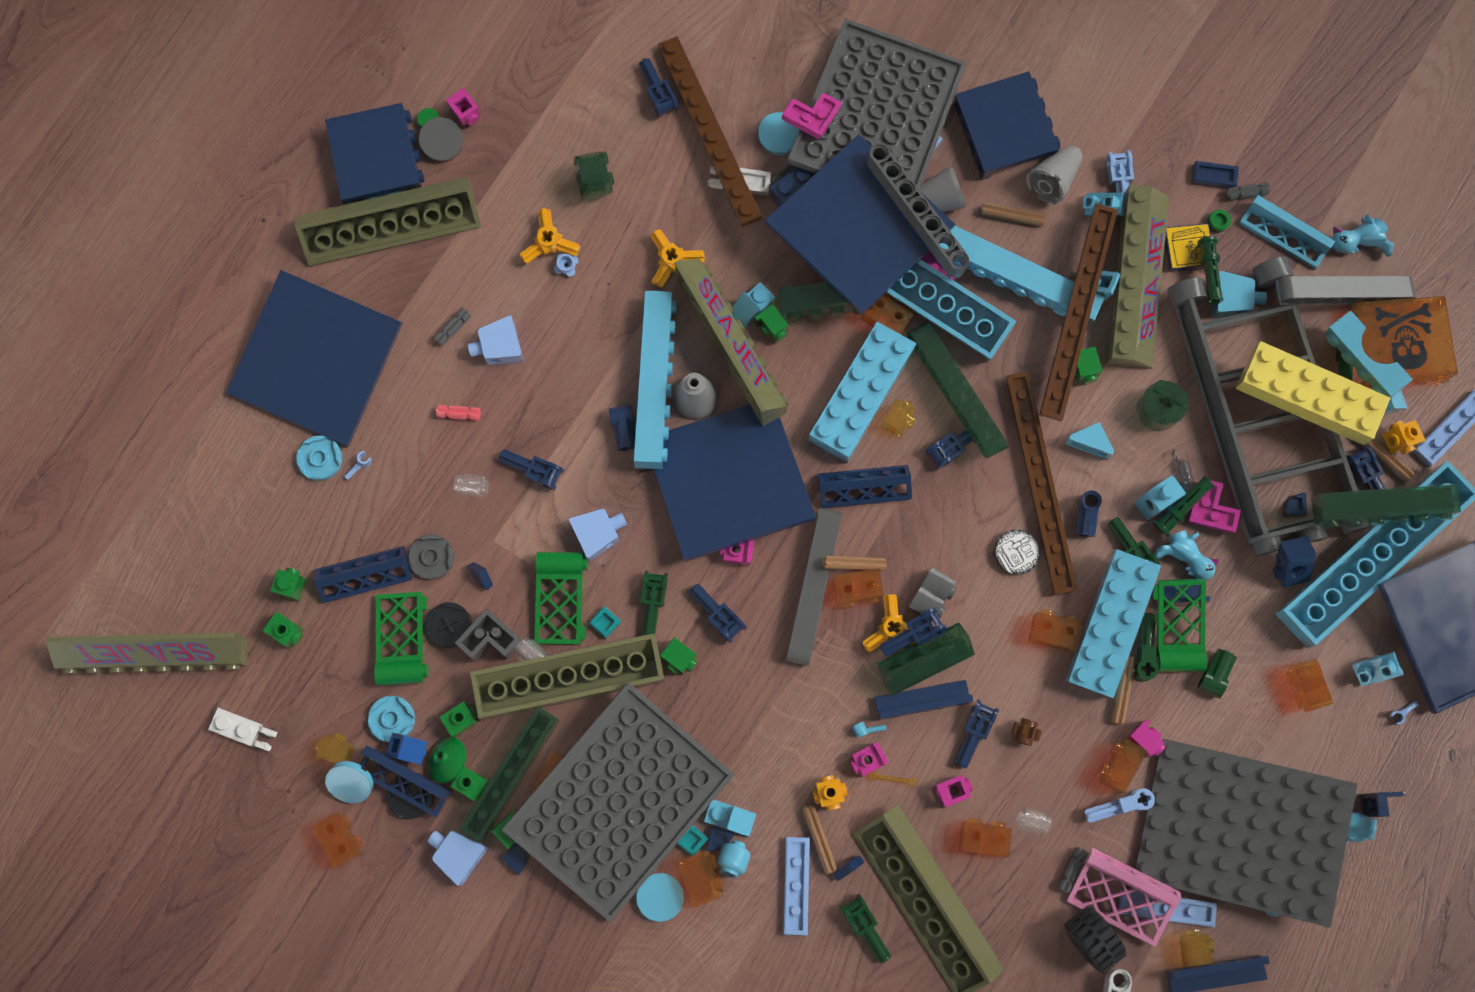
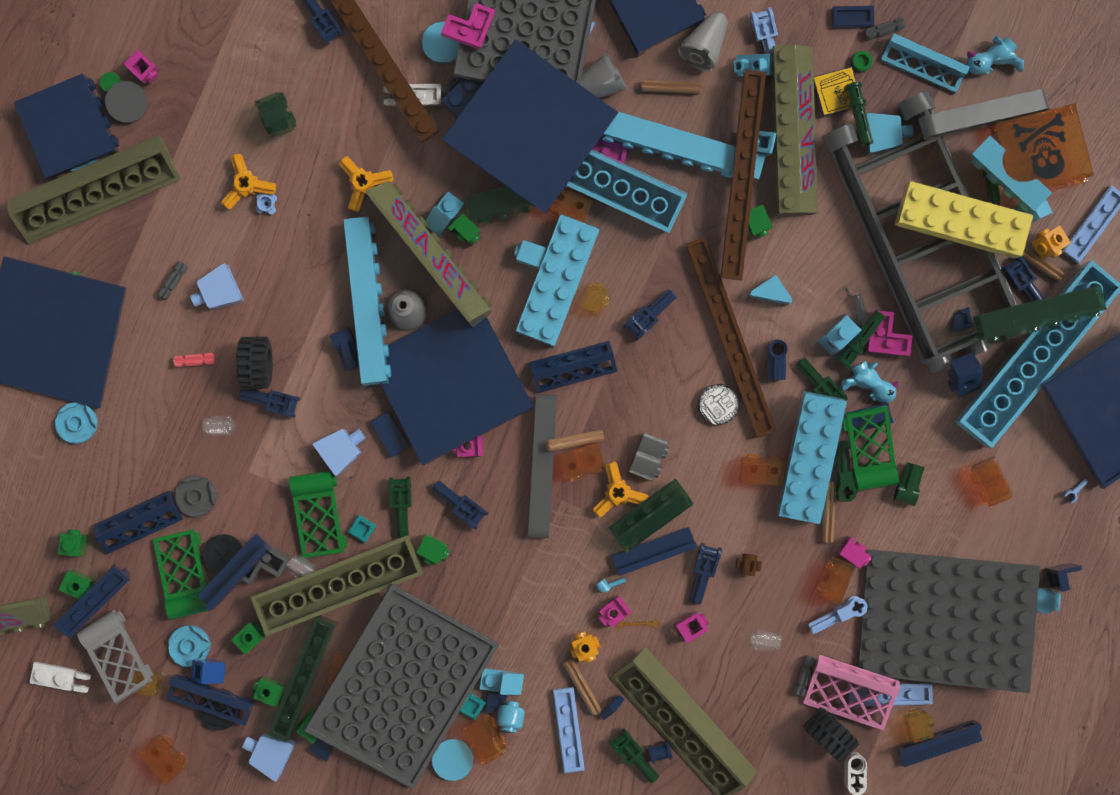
camera: 15 degrees left, 10 degrees up
(295, 648) = (92, 600): none -> dark blue fence
(303, 686) = (103, 632): none -> light grey piece
(349, 782) = (163, 709): medium azure tile -> none
(358, 465) = (113, 423): light blue hand -> none
(446, 760) = (244, 674): green dish -> none
(458, 640) = (234, 572): none -> dark blue fence
(480, 575) = (243, 506): dark blue tile -> none
(522, 422) = (254, 362): none -> black tyre
(653, 525) = (390, 434): none -> dark blue tile
(837, 359) = (530, 254): none -> medium azure brick
(896, 929) = (660, 752): none -> dark blue bush
(918, 221) = (577, 96): dark grey beam -> none
(919, 630) = (641, 494): dark blue connector -> none
(957, 391) = (643, 265): clear green beam -> none
(985, 839) = (725, 663): clear orange brick -> none
(1174, 402) = (841, 243): clear green brick -> none
(1377, 669) = (1048, 458): medium azure hips -> none

